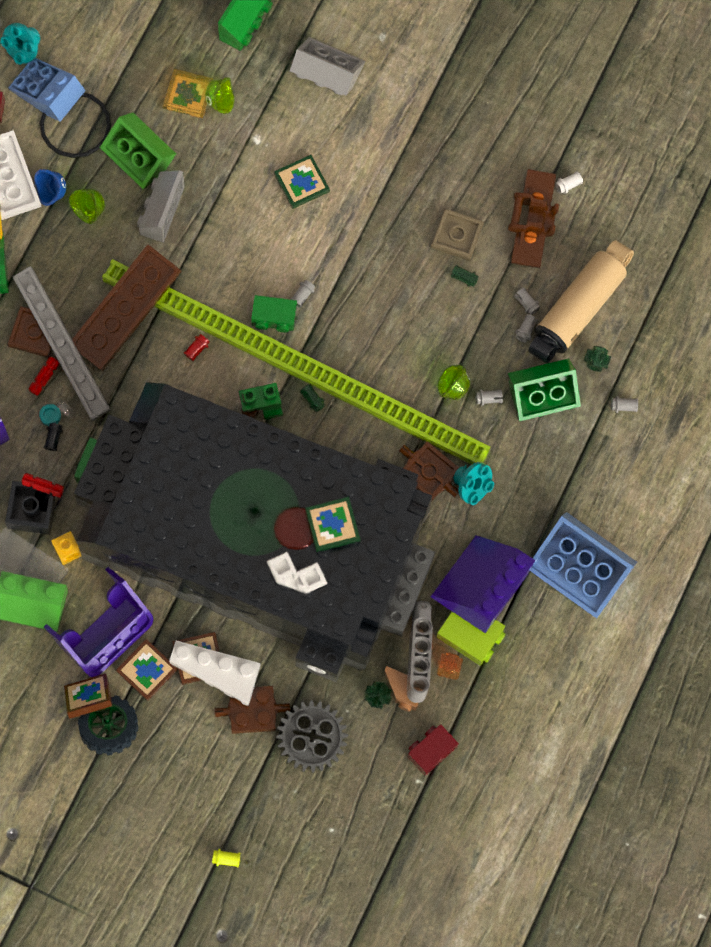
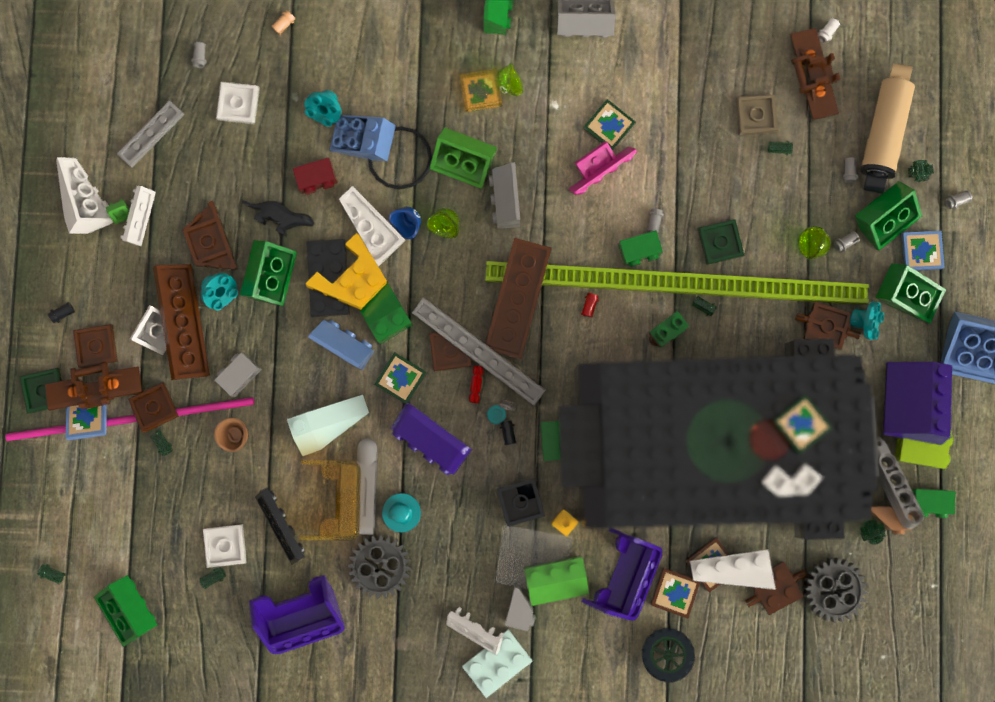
camera: 15 degrees left, 10 degrees up
(42, 485) = (526, 482): red axle -> none
(87, 696) = (641, 639): tile -> none
(271, 212) = (597, 164): none -> dark pink bracket
(360, 343) = (721, 242): none -> dark green tile
(432, 749) = (936, 557): dark red brick -> none
(449, 666) = (922, 483): clear orange bracket -> none
(455, 693) = (936, 502): none -> green brick
(527, 301) = (840, 147): light grey pin -> none
(531, 475) = (910, 292): none -> green slope
(564, 440) = (923, 250): none -> tile

